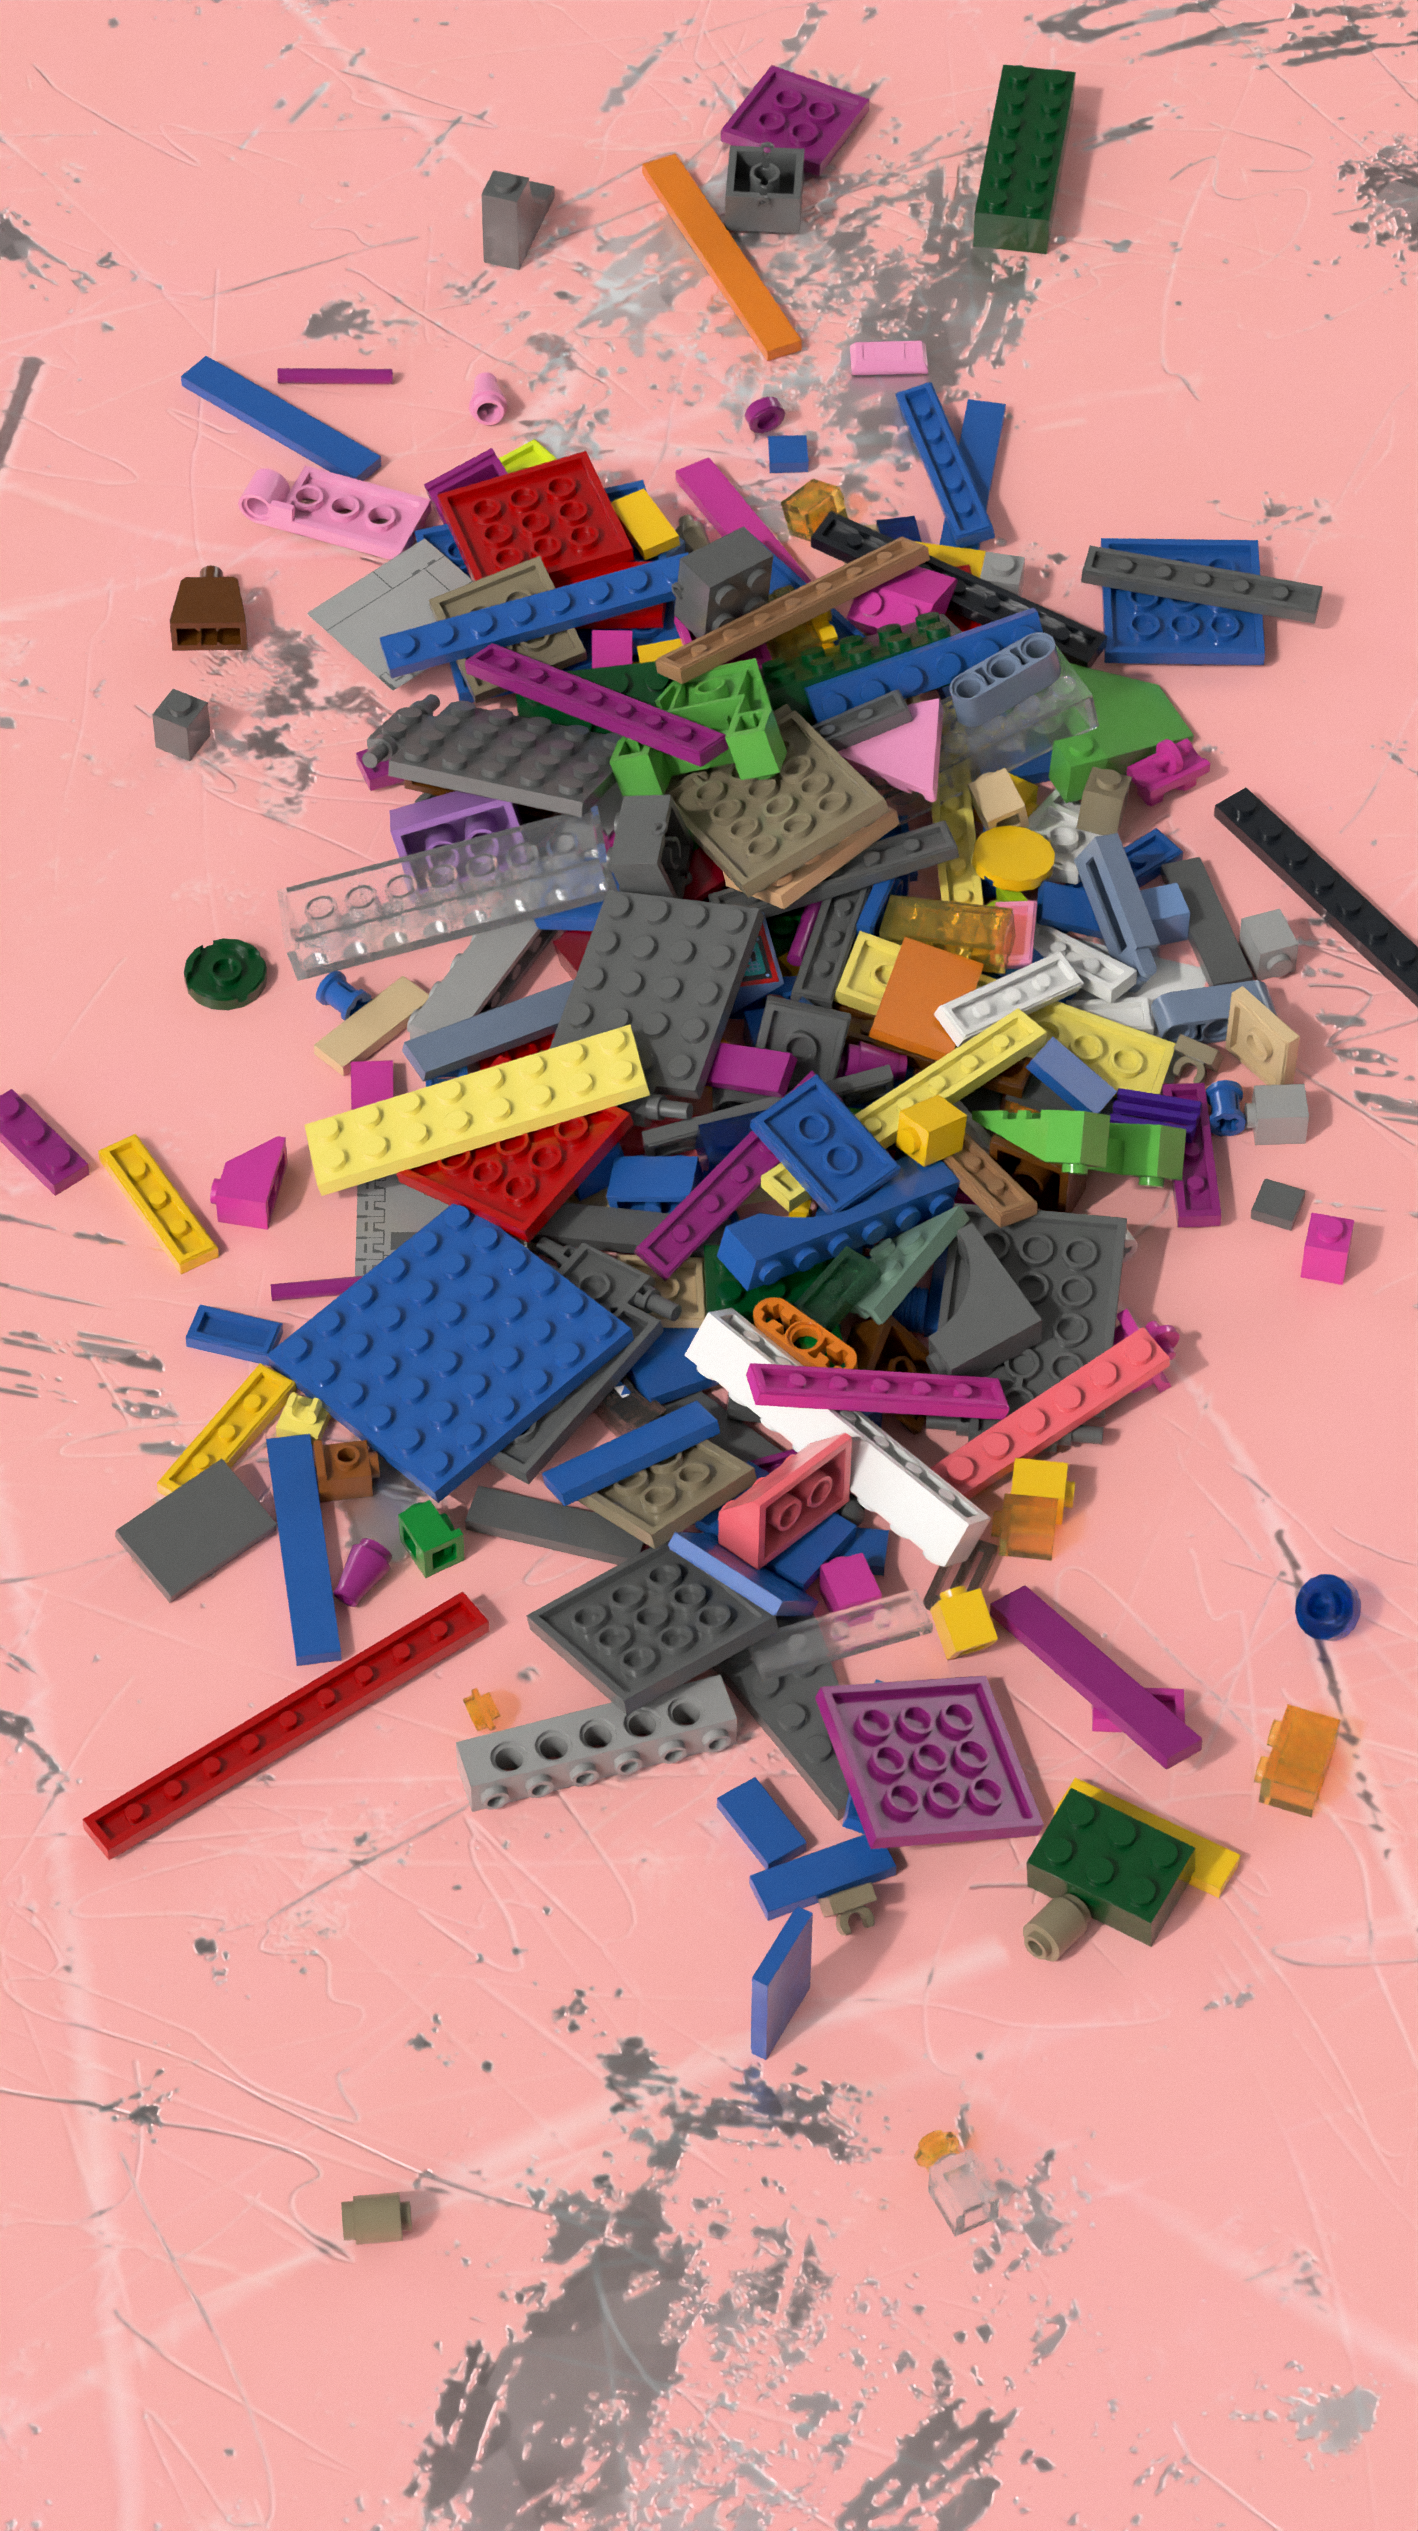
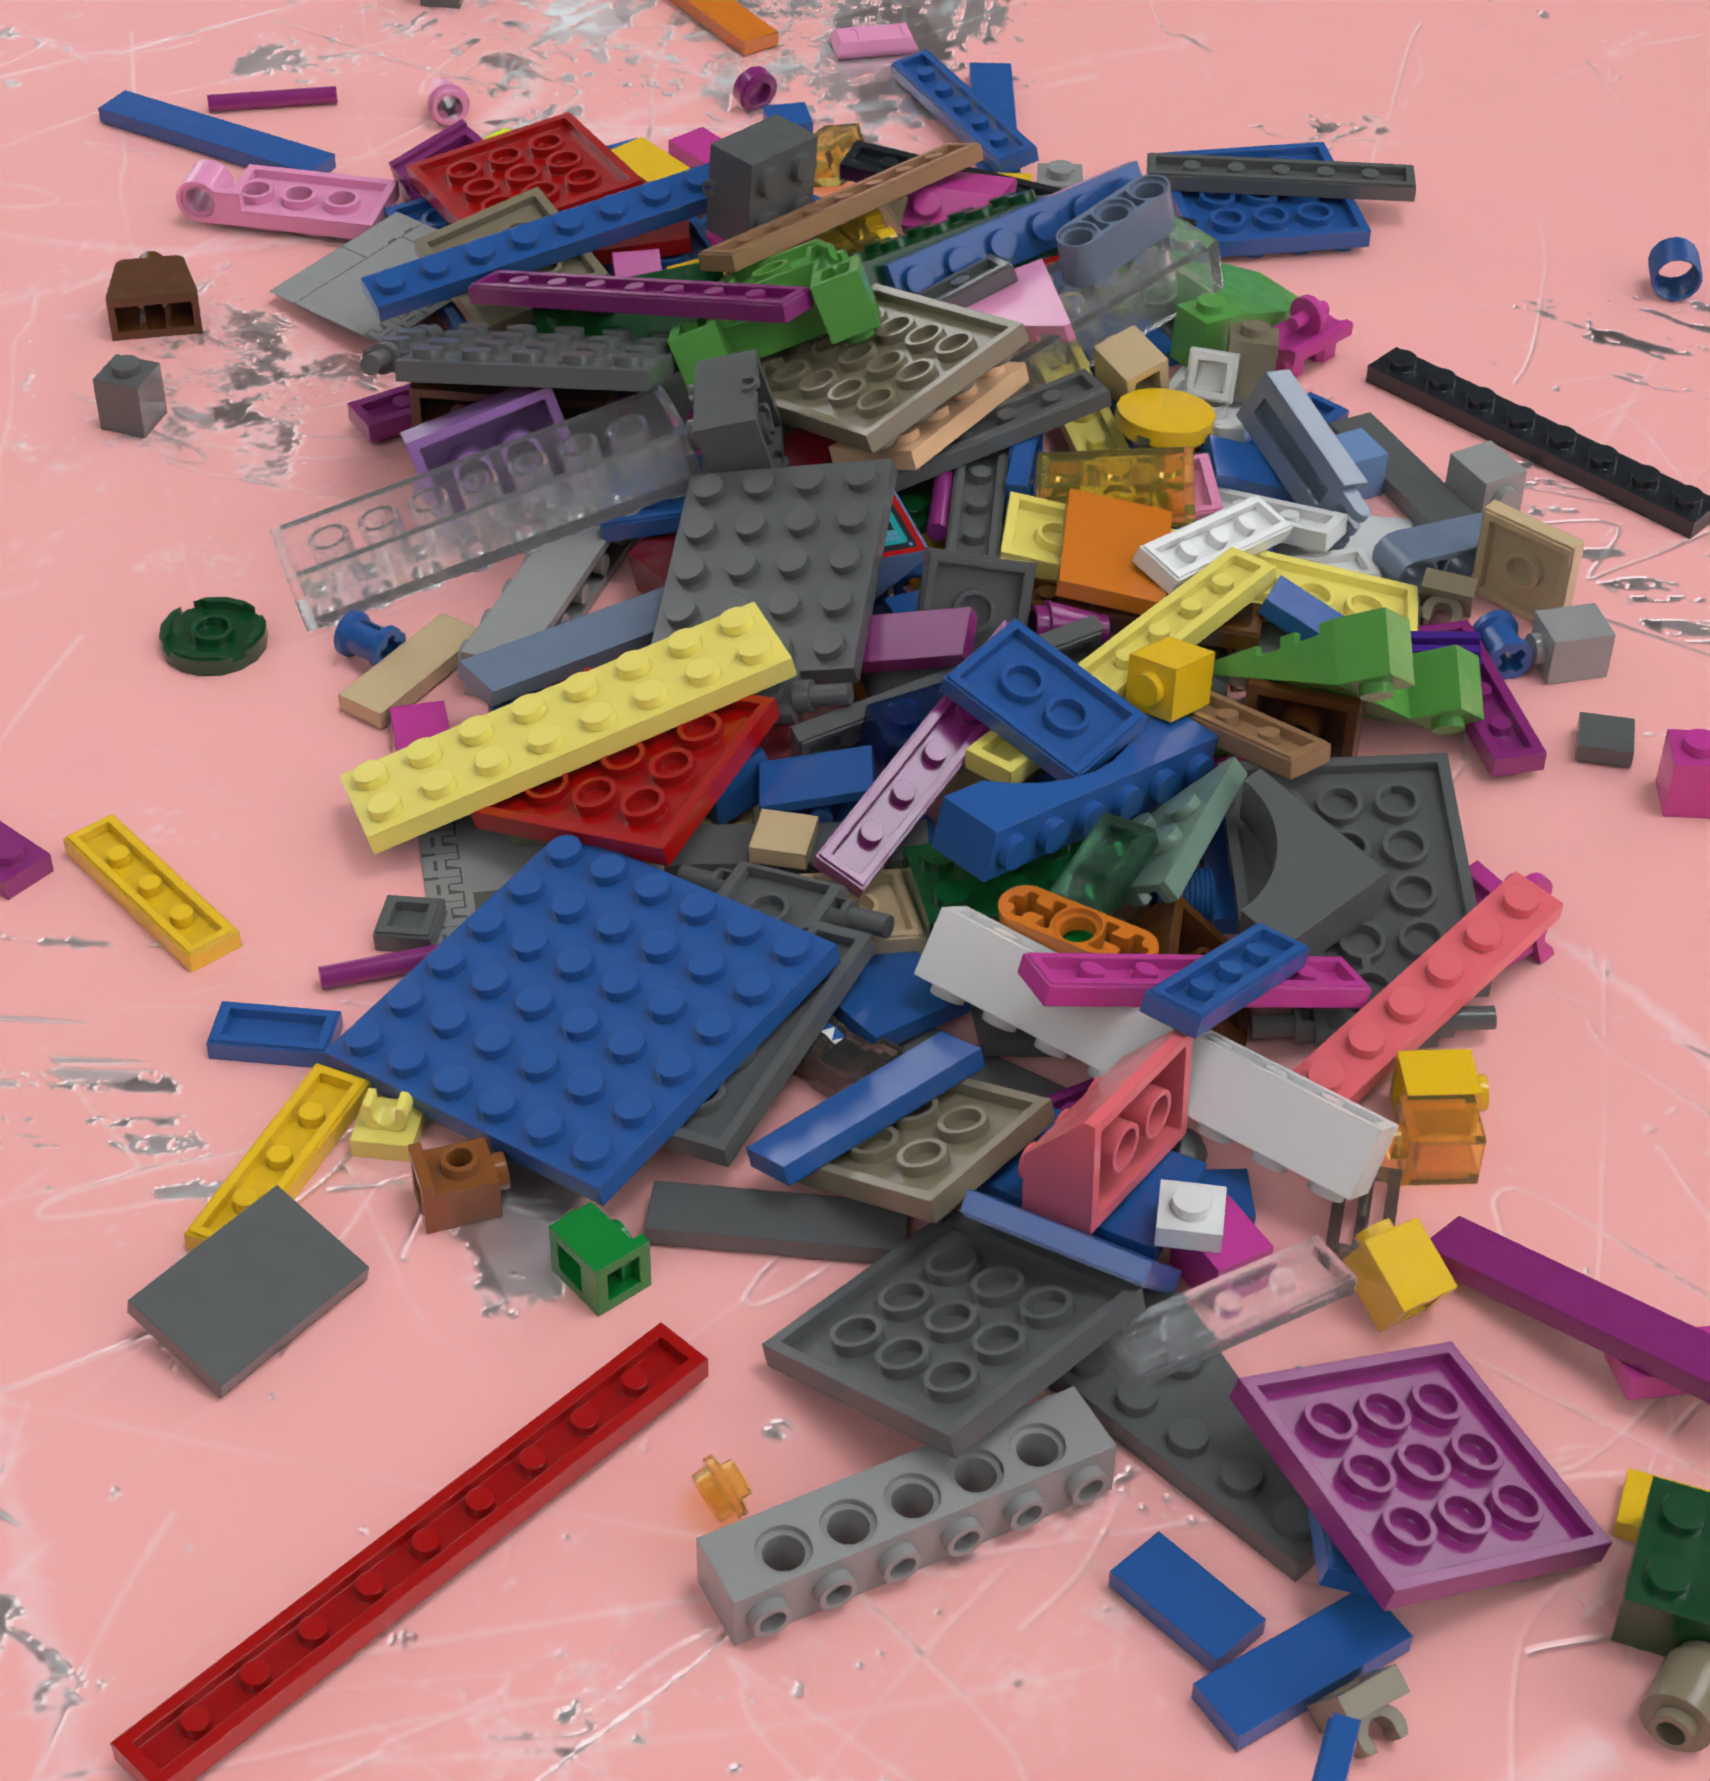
camera: 10 degrees left, 10 degrees down
(251, 1185) = (275, 853): dark pink slope -> none
(303, 1550) = (415, 1304): blue tile -> none
(340, 1255) = (409, 923): none -> dark grey tile
(363, 1570) = (506, 1313): magenta cone -> none
(619, 1225) = (783, 839): none -> tan tile
(829, 1565) = (1190, 1216): none -> white plate
(892, 1397) = (1224, 980): none -> blue tile
(1066, 815) = (1212, 374): none -> white tile

